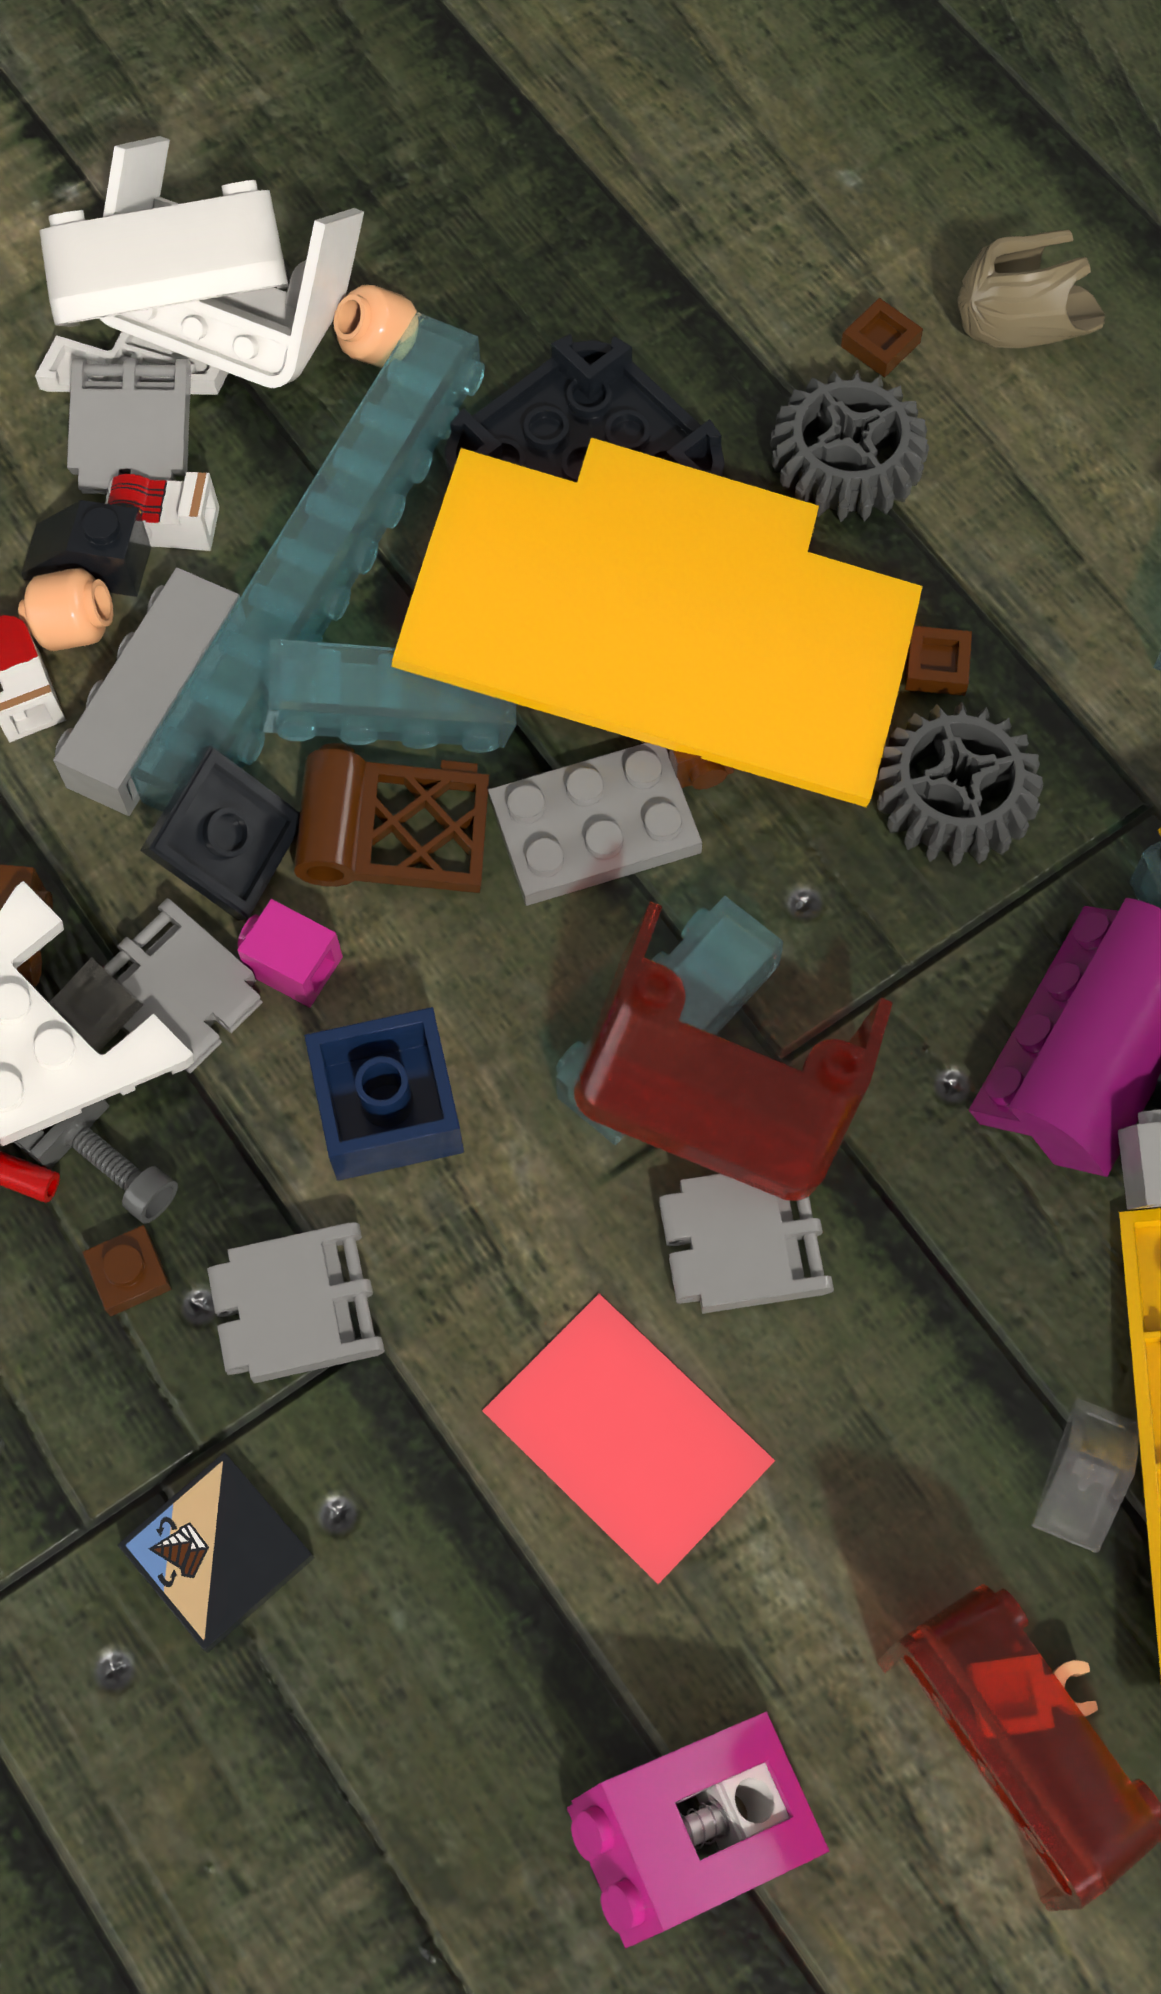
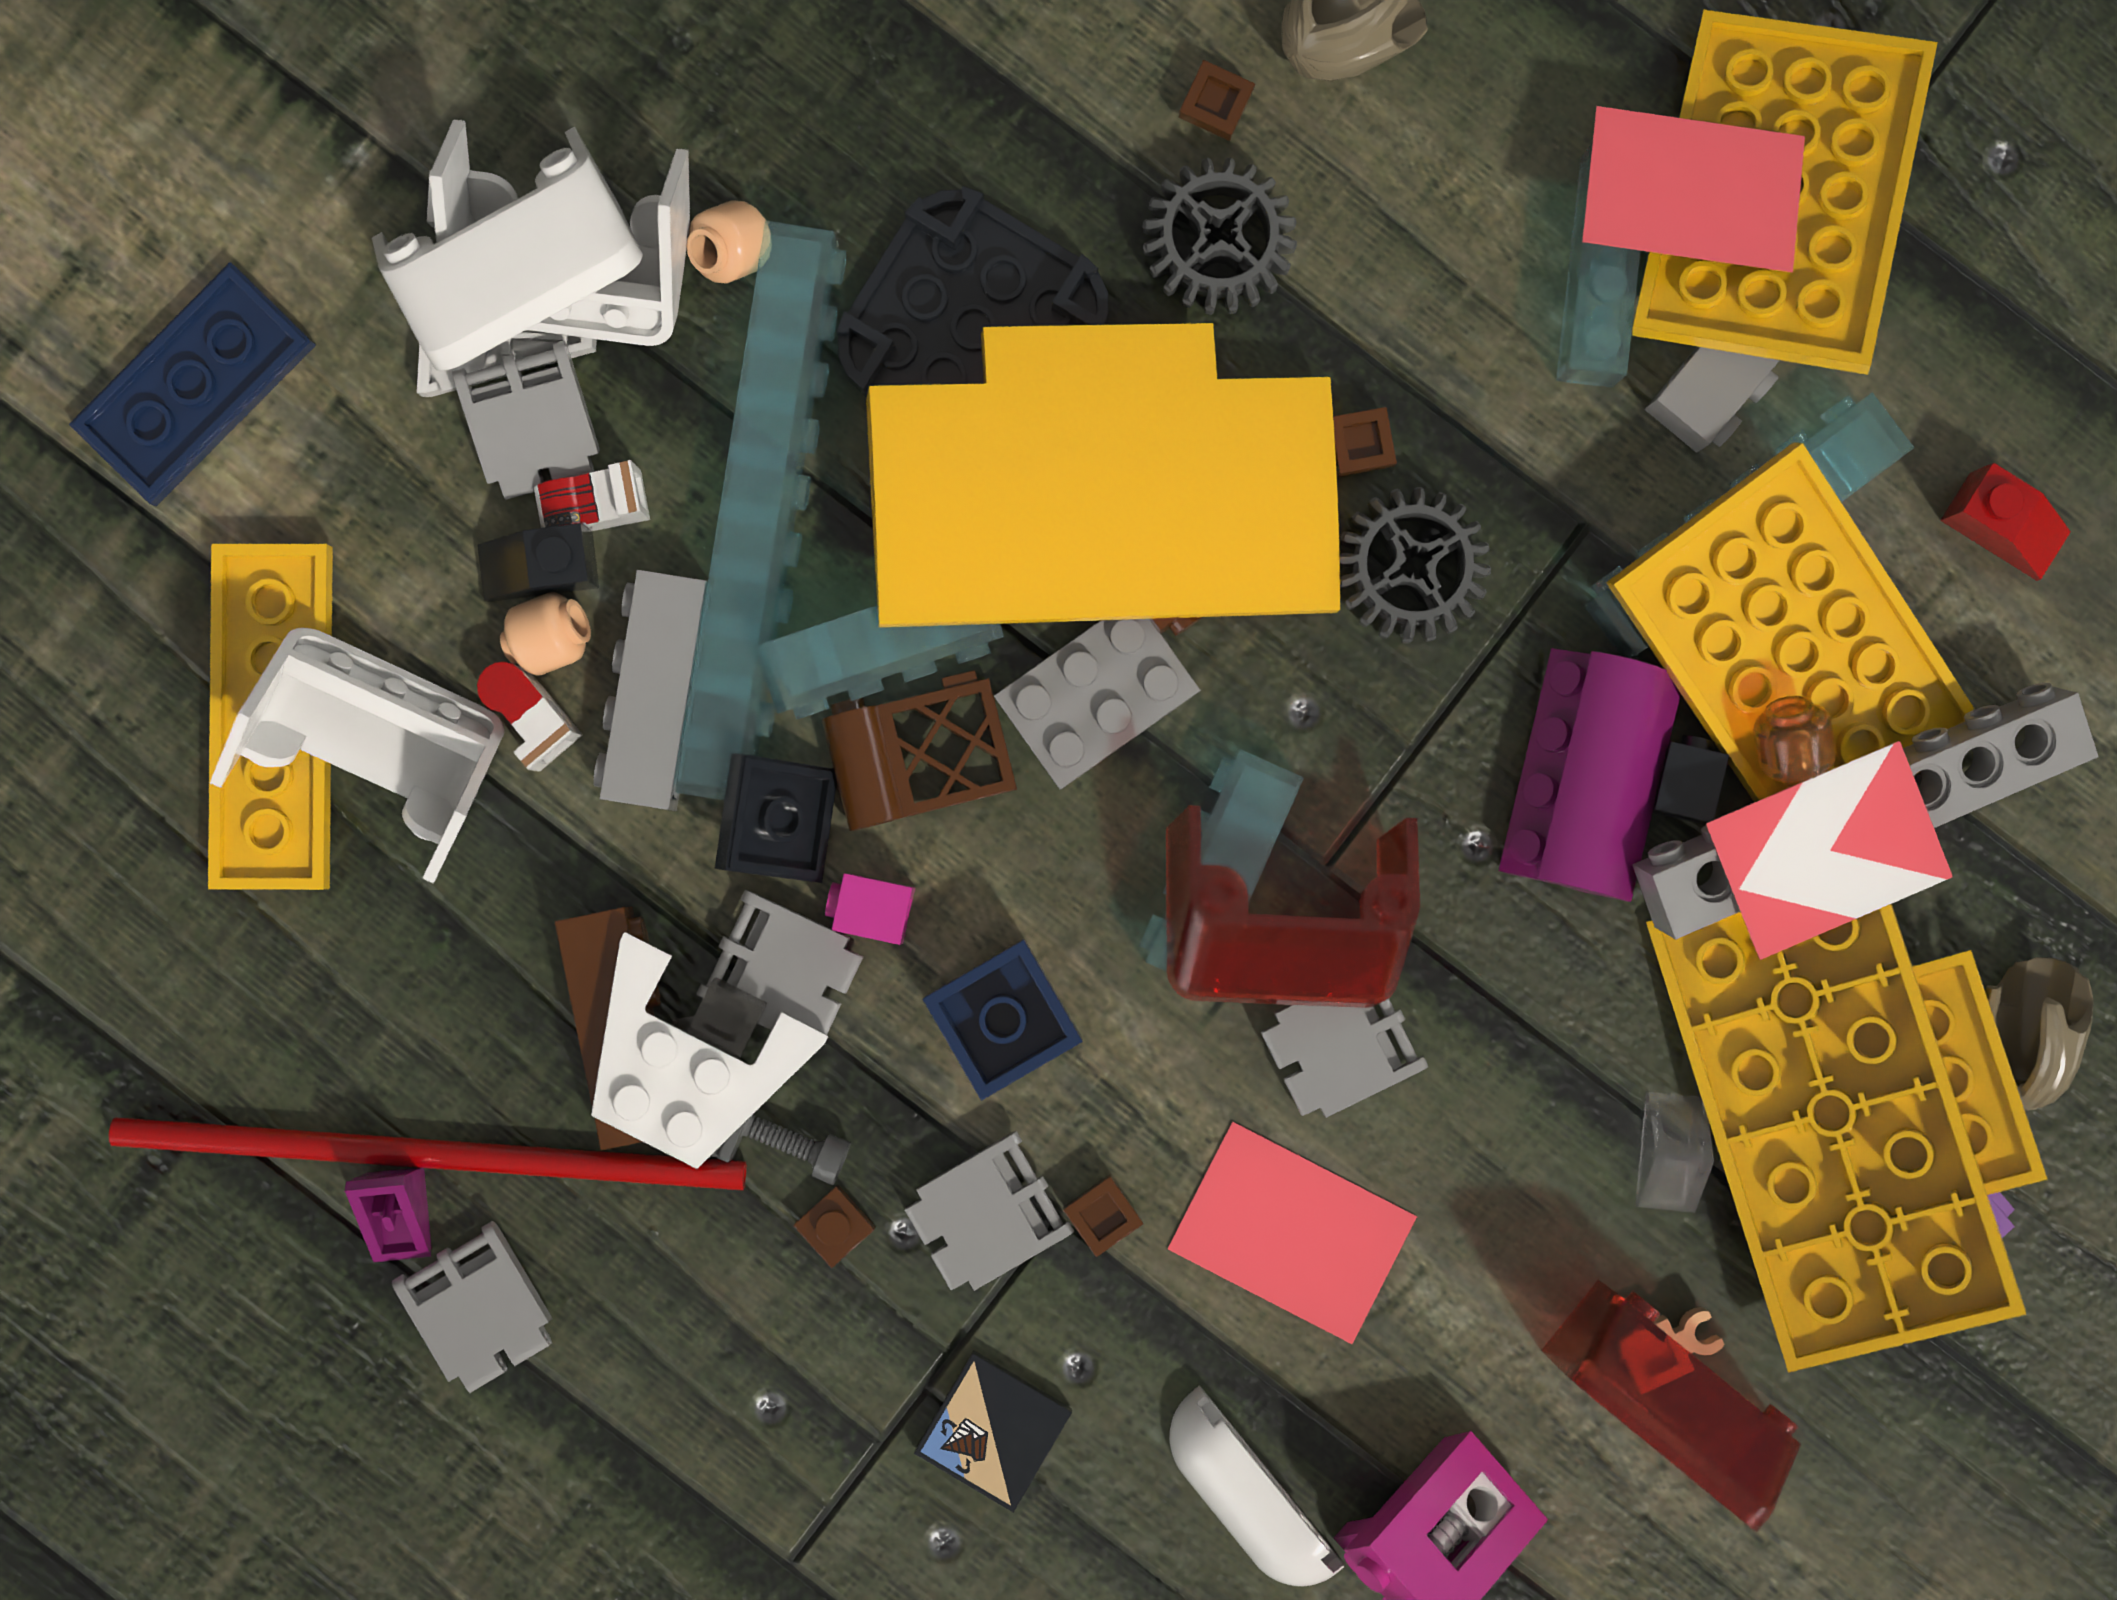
camera: 20 degrees left, 20 degrees up
(422, 1343) = (1103, 1215): none -> reddish brown plate
(482, 1728) = (1247, 1496): none -> white brick

